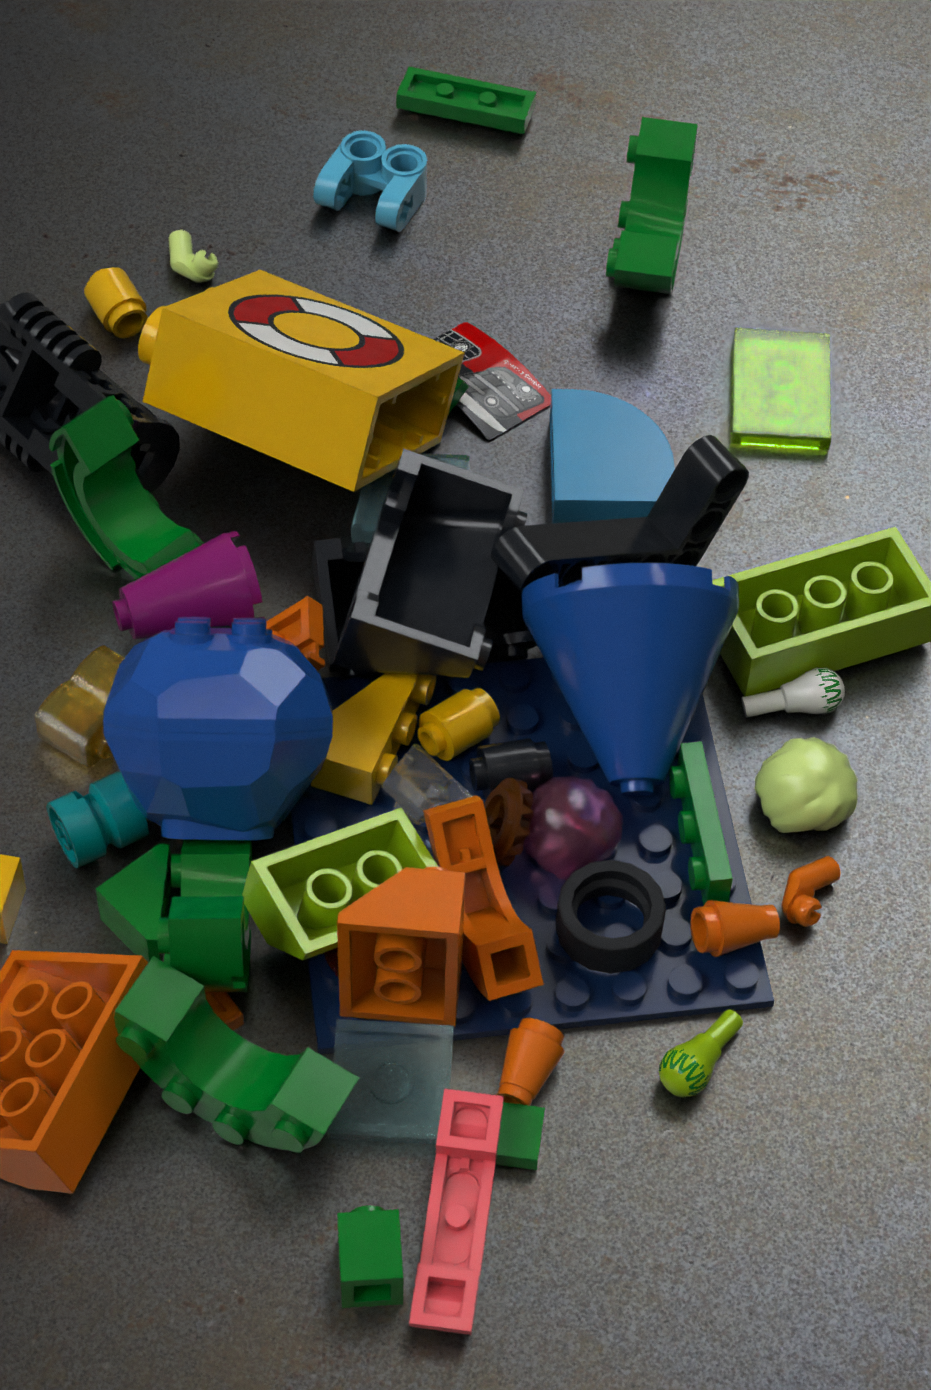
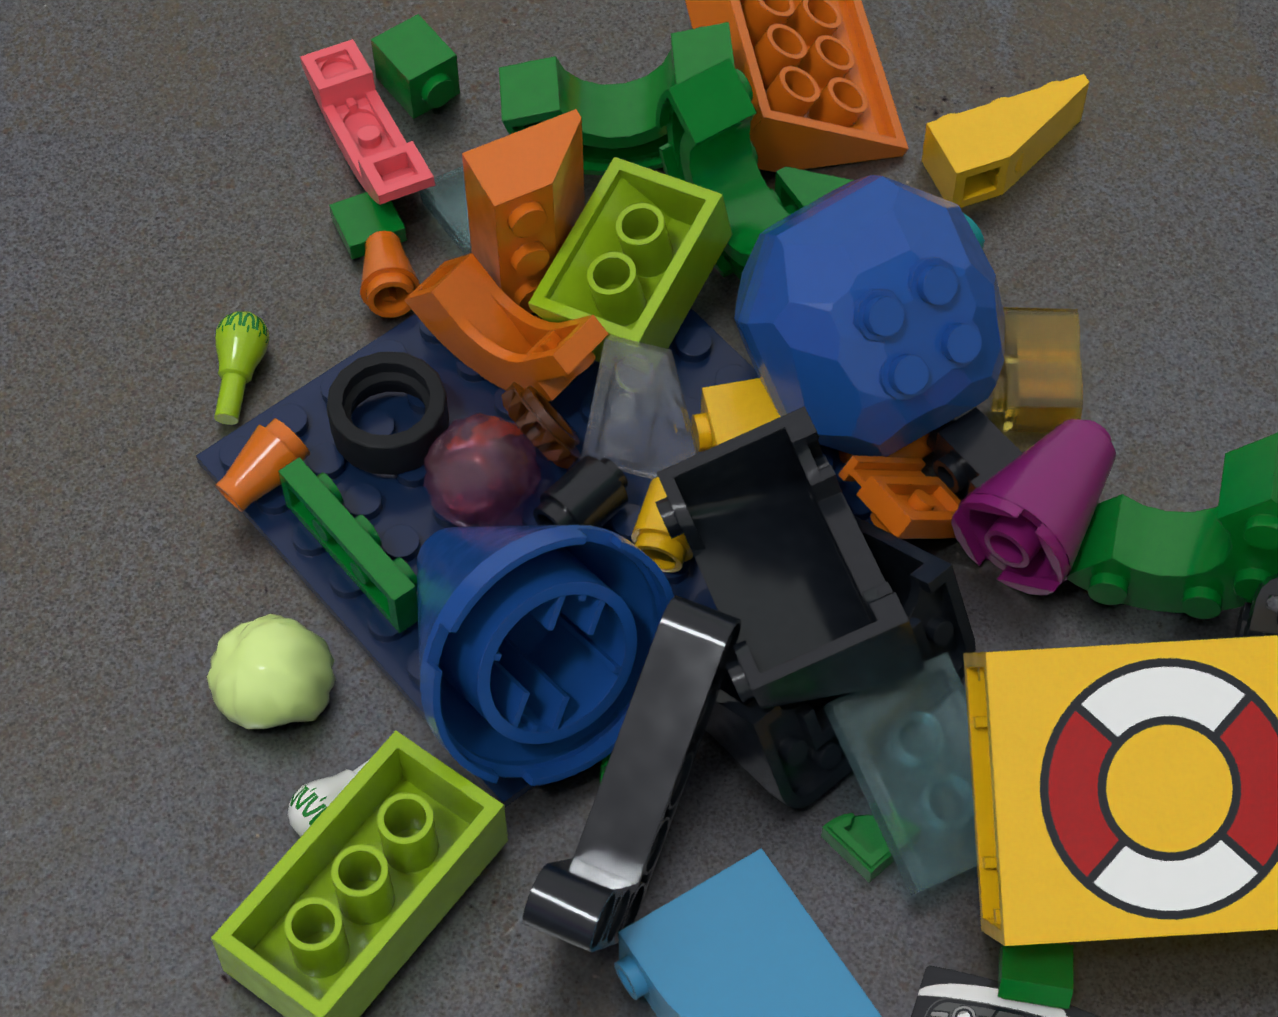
camera: 150 degrees right, 5 degrees up
(801, 886) = (222, 574): orange arm -> none

